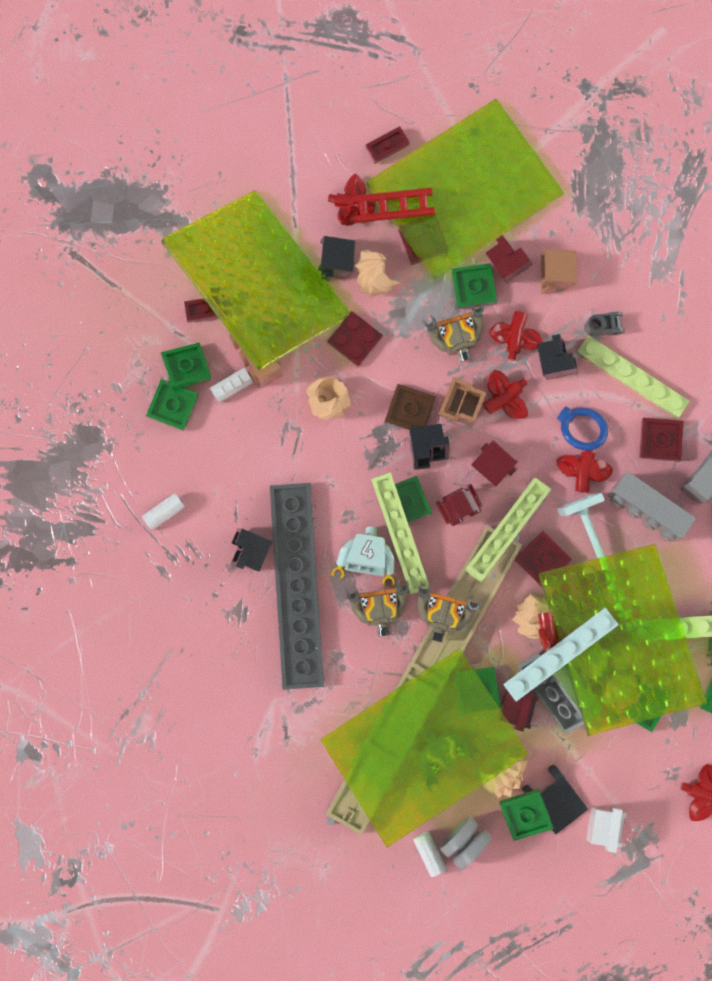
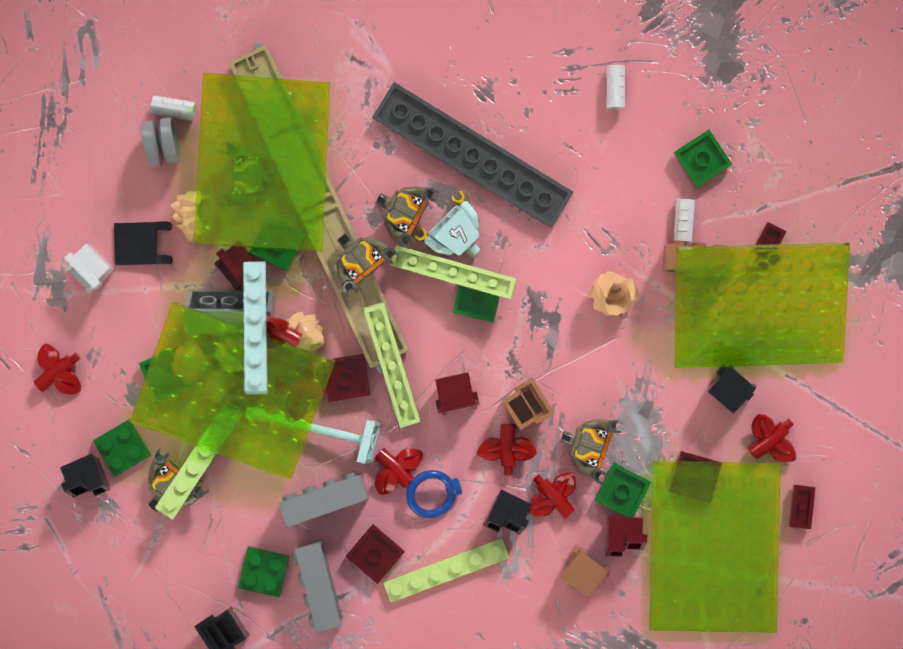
camera: 125 degrees right, 5 degrees up
(186, 366) = (728, 193): green plate -> none
(250, 550) = (529, 136): black plate -> none
(355, 338) = (649, 355): dark red plate -> none
(372, 274) = (695, 408): light nougat hair -> none
(409, 408) = (554, 358): reddish brown tile -> none
(422, 193) = (729, 474): red bar -> none
(428, 445) = (512, 349): black plate -> none
(459, 504) = (442, 339): dark red brick -> none
(526, 814) = (147, 209): green plate -> none
(608, 324) = (507, 580): dark grey piece -> none

